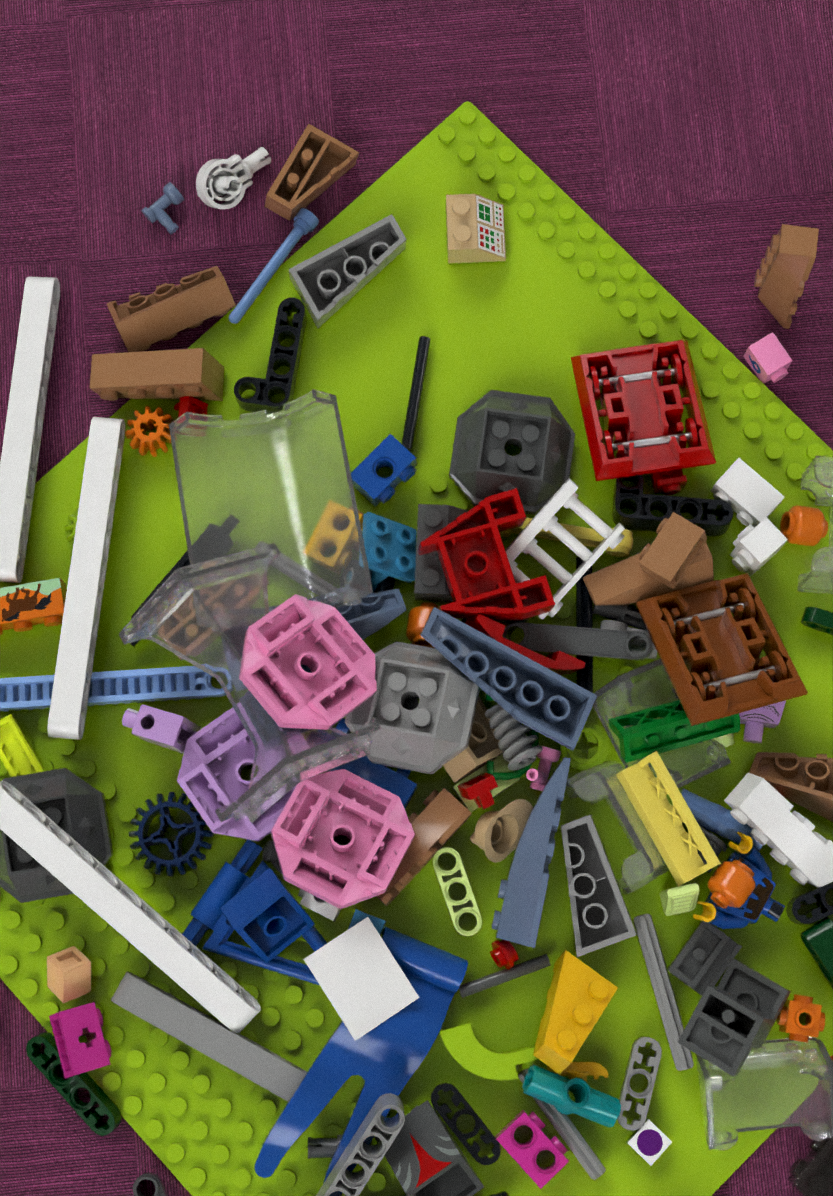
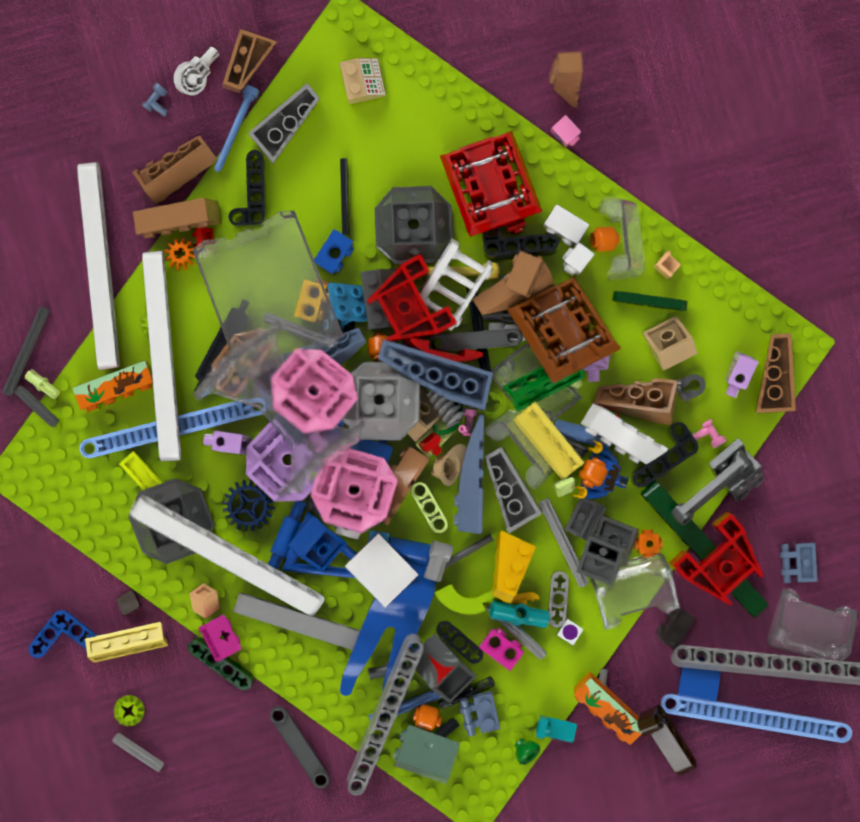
camera: 15 degrees left, 10 degrees up
(458, 973) = (439, 555): none -> light grey piece
(504, 954) = (464, 539): red plate -> none

